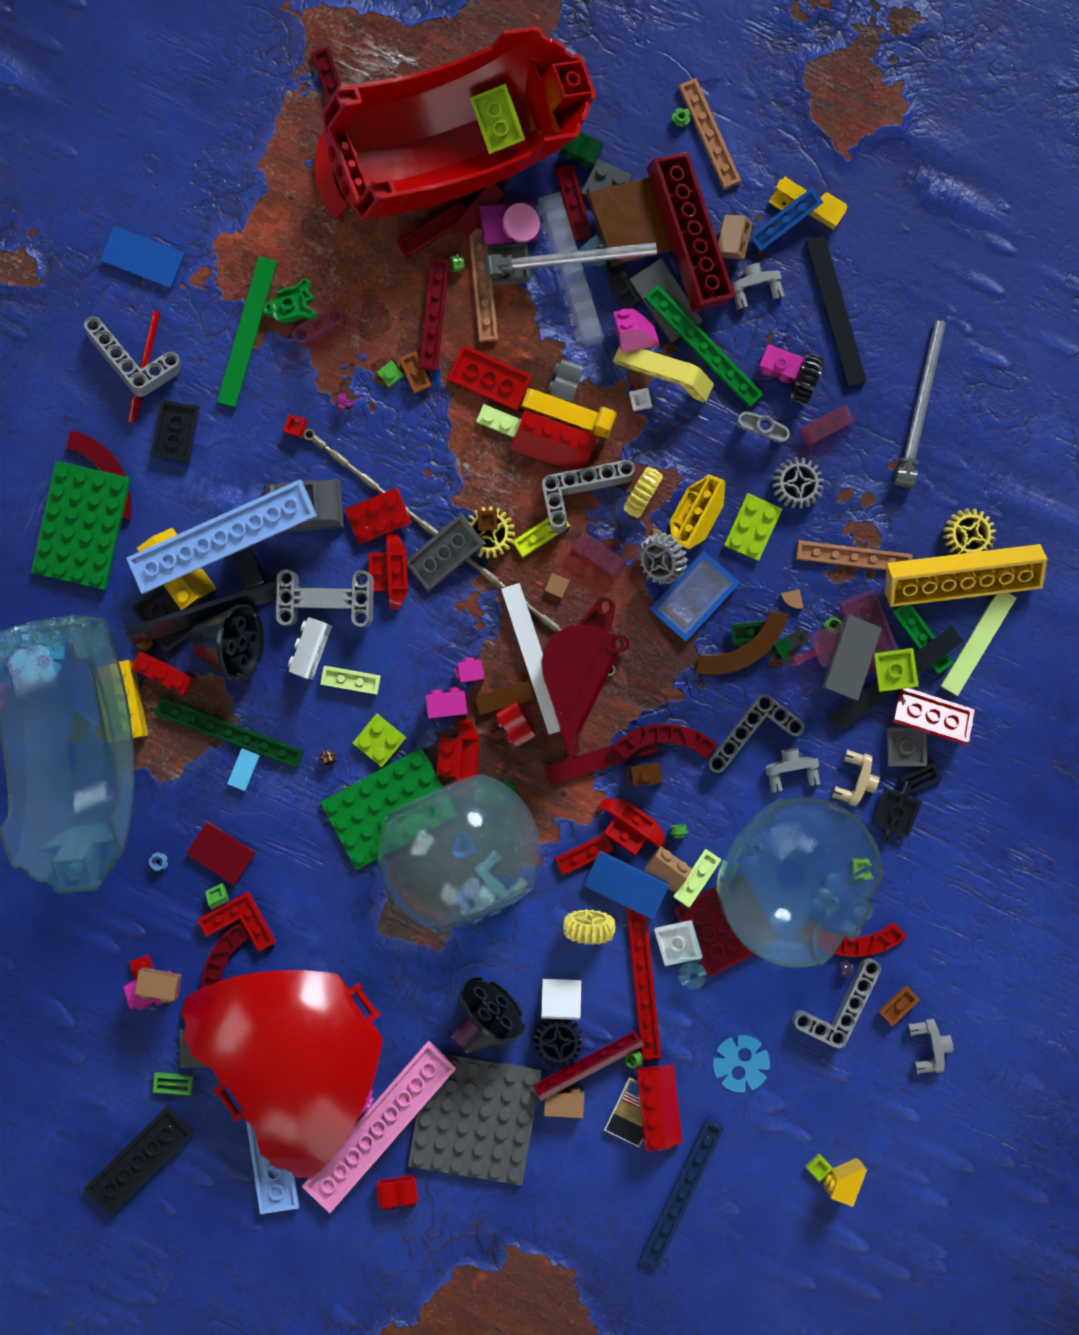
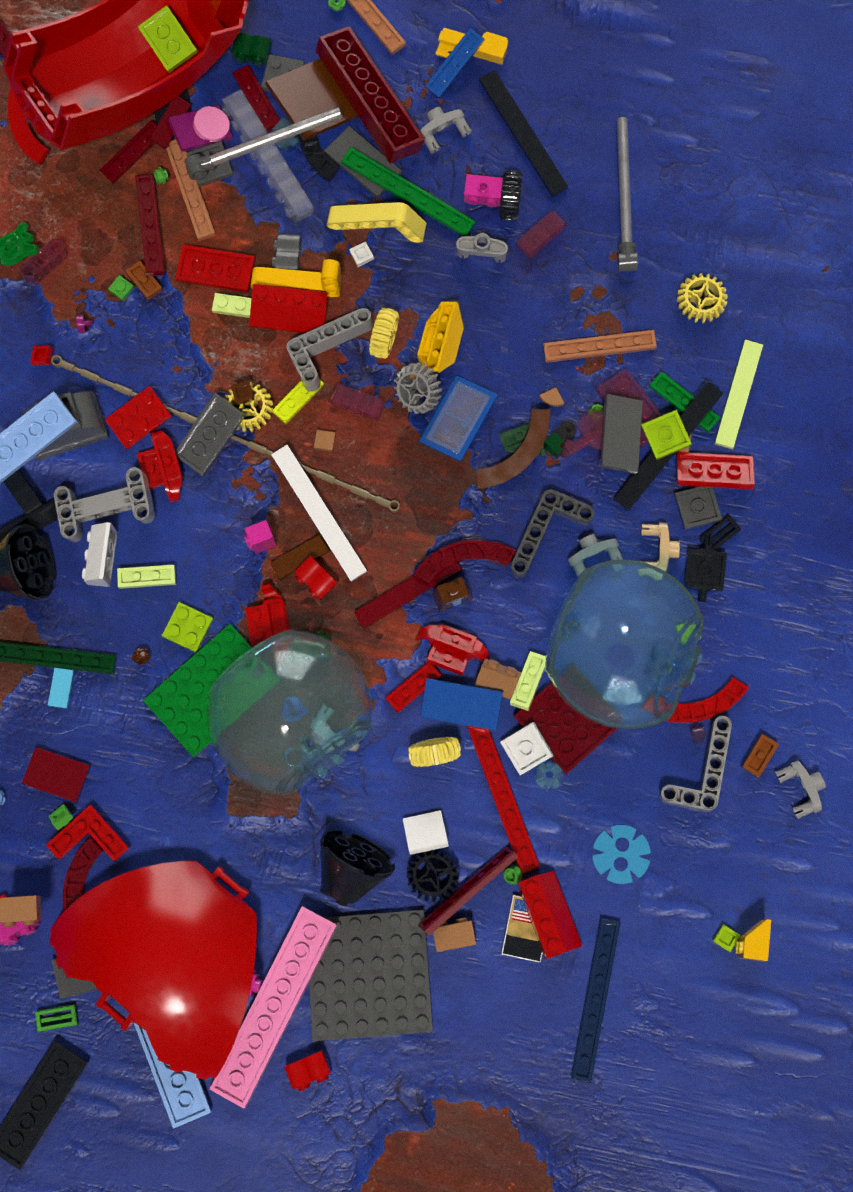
camera: 10 degrees left, 10 degrees down
(447, 704) = (244, 573): dark pink brick -> none
(577, 667) = (362, 500): dark red piece -> none
(634, 330) = (339, 192): dark pink slope -> none
(679, 830) = (500, 641): bright green plate -> none
(734, 236) = (412, 89): medium nougat brick -> none
(752, 527) = (496, 342): lime plate -> none
(799, 500) = (525, 277): light grey gear -> none
(965, 575) = (707, 333): yellow brick -> none

